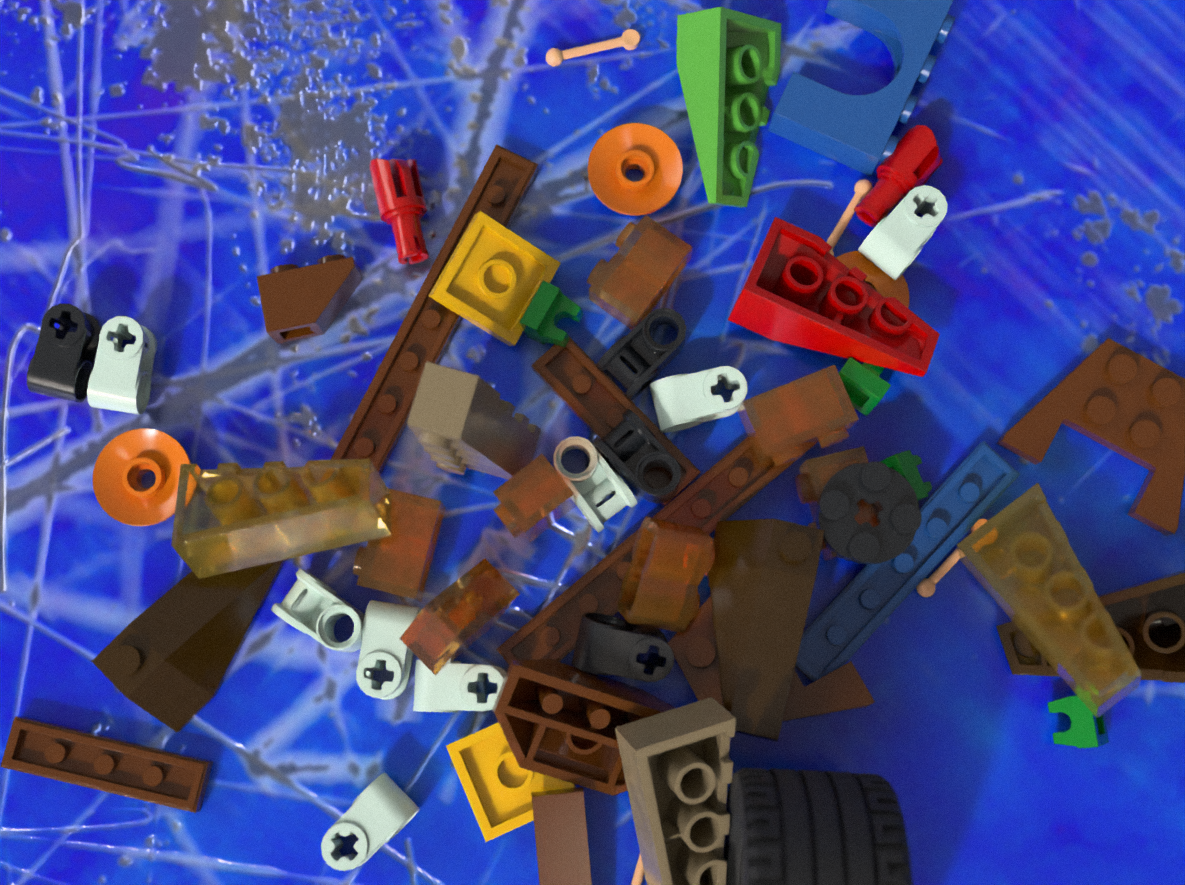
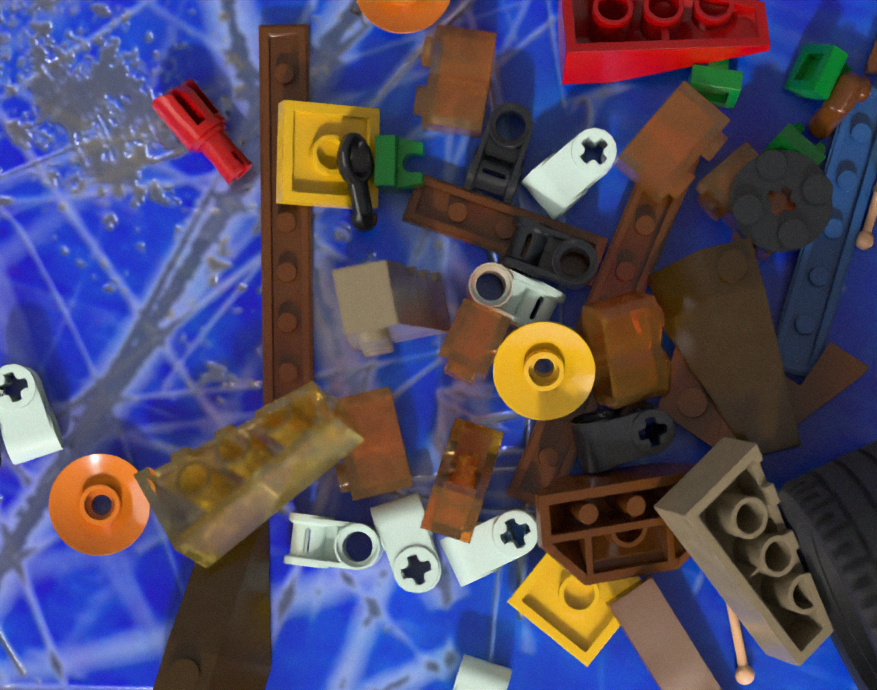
camera: 25 degrees left, 5 degrees up
(307, 298) = (161, 262): reddish brown slope -> none
(511, 299) = (356, 168): none -> black piece
(564, 570) = (550, 393): none -> yellow dish
(957, 419) = (817, 71): none -> green tile
(965, 453) = (845, 93): none -> reddish brown arm

